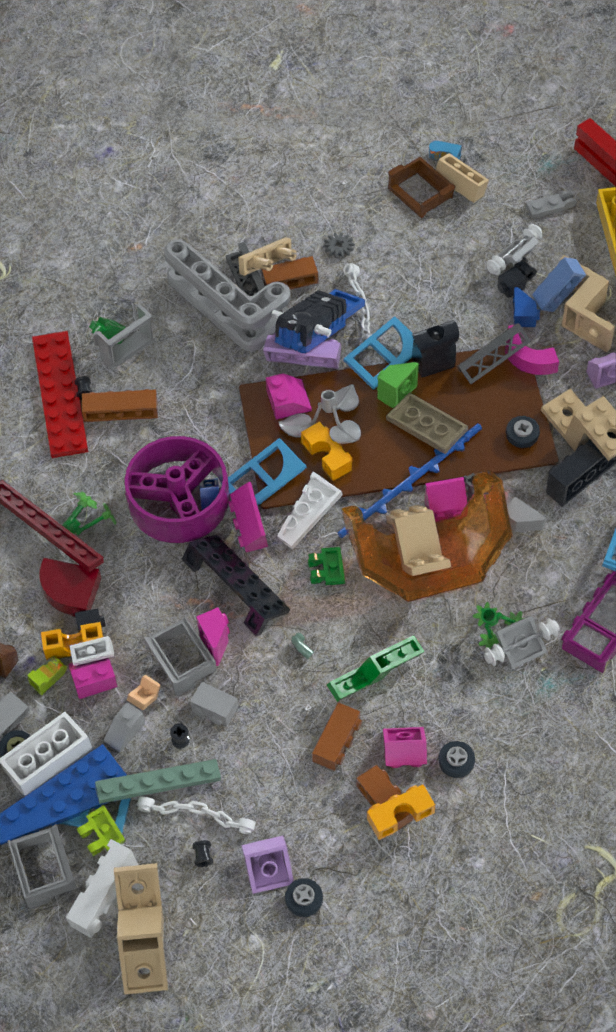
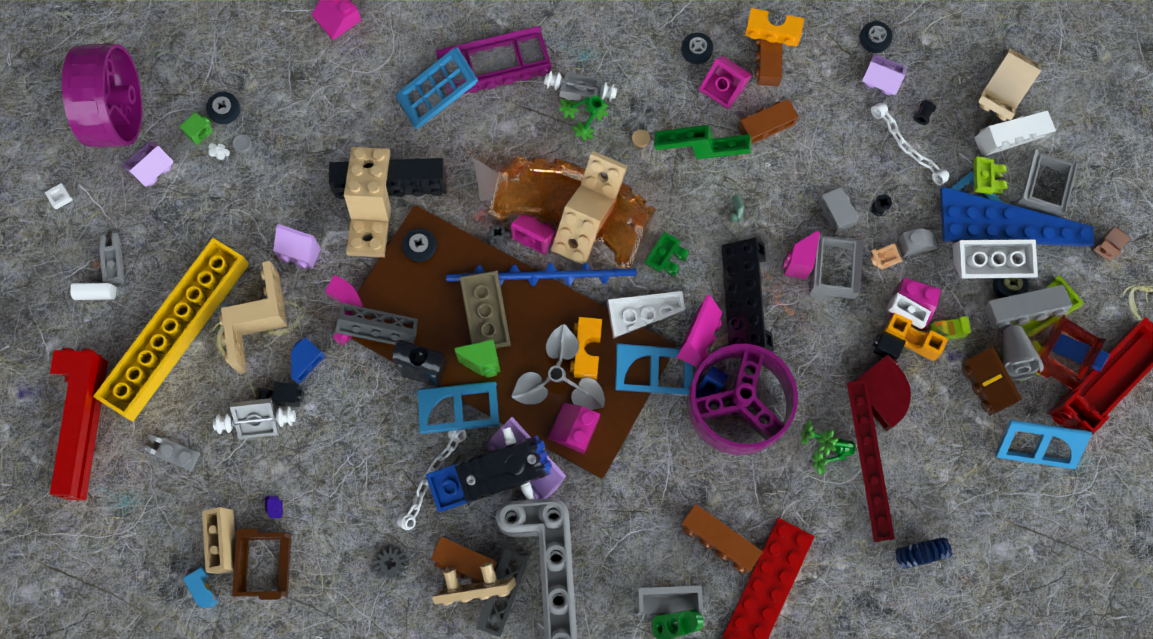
camera: 145 degrees left, 15 degrees up
(83, 386) = (739, 584): black bush -> none
(157, 781) = (924, 181): sand green plate -> none
(434, 648) = (640, 138): none -> tan piece
(448, 220) = (272, 505): none -> dark purple piece
(558, 284) = (259, 345): medium blue brick -> none

